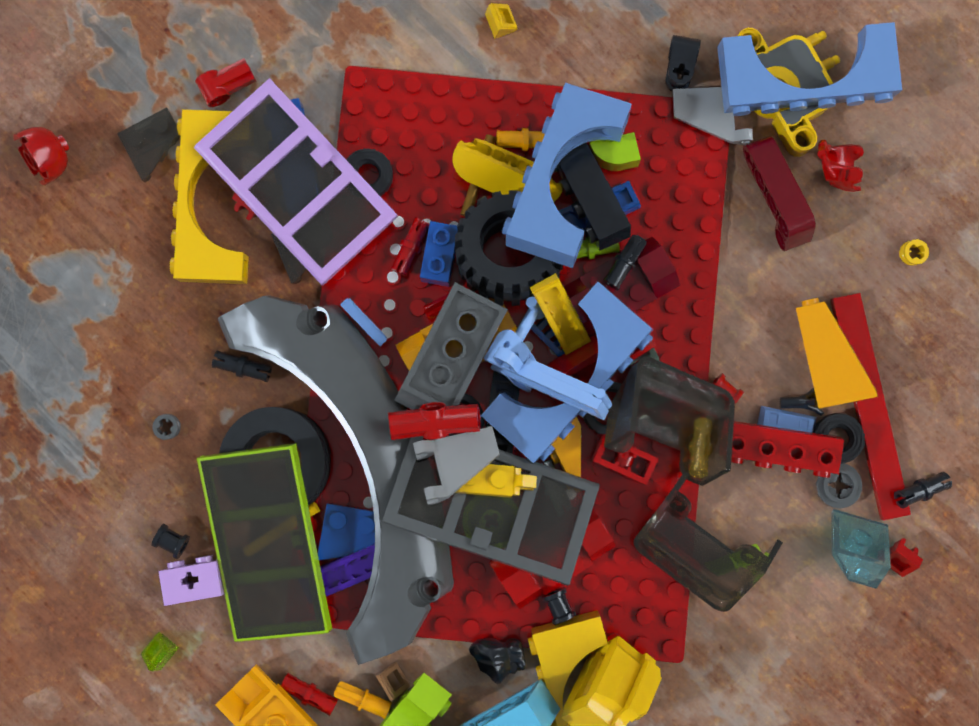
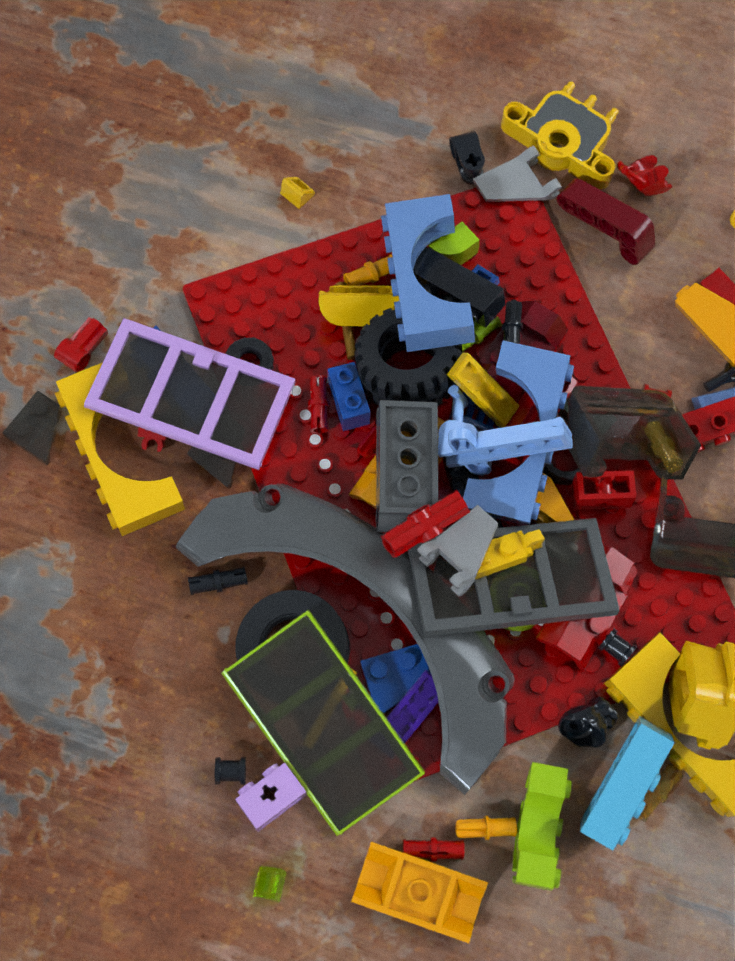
camera: 30 degrees left, 15 degrees down
(157, 424) = (182, 667): dark grey bush -> none
(370, 328) = (311, 484): medium blue tile -> none
(392, 681) = (503, 798): medium nougat slope -> none
(752, 87) = (539, 143): medium blue arch -> none

